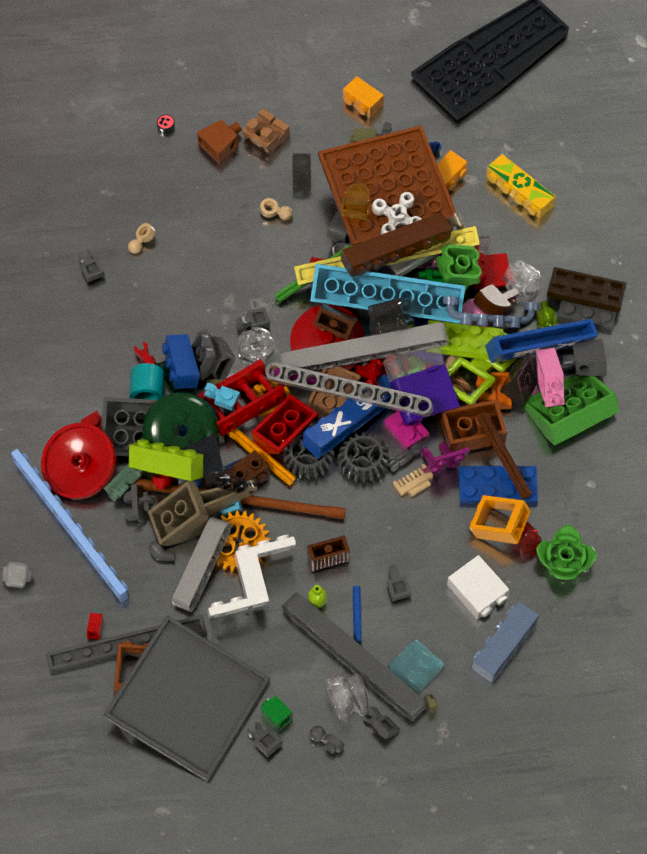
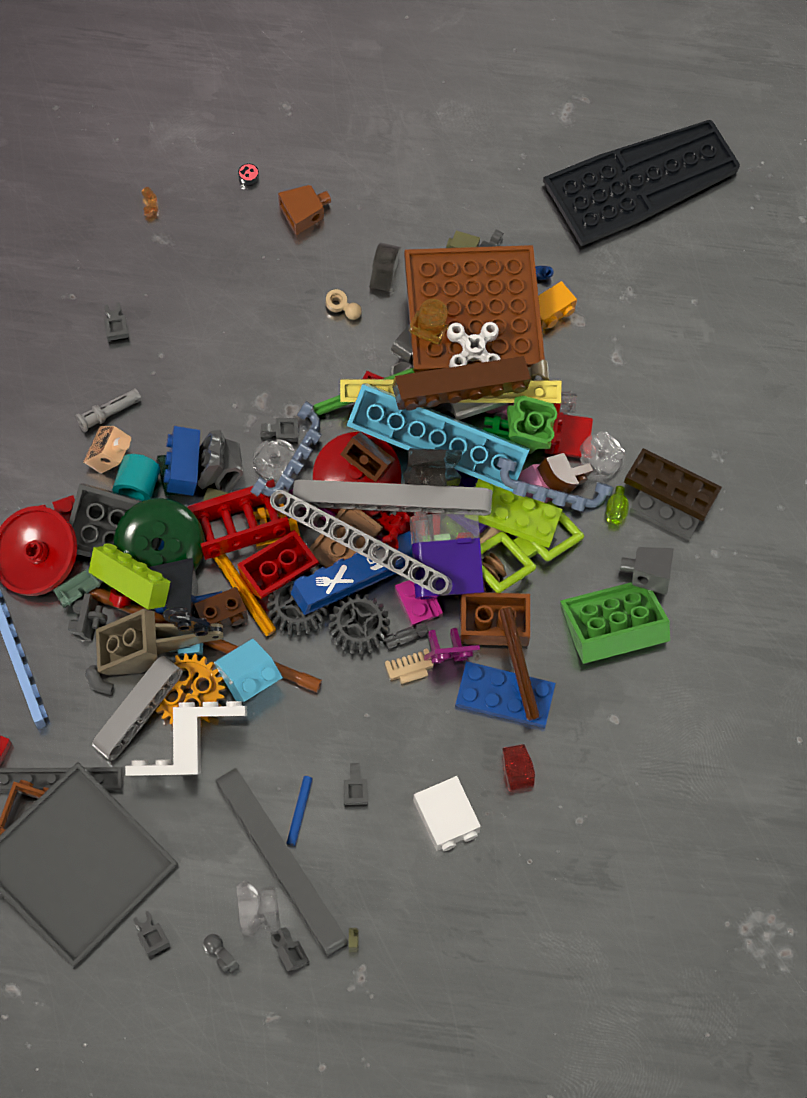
camera: 10 degrees right, 5 degrees up
(91, 161) = (151, 198): none -> clear orange arm
(99, 341) = (99, 413): none -> light grey pin
(115, 366) = (109, 445): none -> light nougat torso
(143, 355) = (146, 450): red plate -> none
(144, 234) = (186, 299): tan plate -> none
(224, 397) = (217, 516): medium azure plate -> none
(266, 131) = (358, 210): medium nougat hips -> none
(276, 713) = (172, 906): green brick -> none
(277, 332) = (294, 465): none -> sand blue bar
(284, 512) = (247, 670): none -> medium azure slope
(317, 596) = (258, 780): lime plant -> none
(328, 553) = (285, 730): reddish brown brick -> none
(363, 97) = (479, 194): light orange brick -> none
(416, 666) = (349, 890): clear light blue plate -> none
(503, 400) = (539, 581): orange plate -> none
(505, 641) = (459, 887): sand blue brick -> none
(515, 525) = (508, 751): light orange window -> none
(520, 186) = (631, 342): yellow brick -> none
(520, 381) = (564, 577): clear smoke slope -> none
(550, 377) = (598, 582): bright pink window -> none
(557, 337) = (600, 535): blue brick -> none
(566, 542) = (563, 784): bright green brick -> none

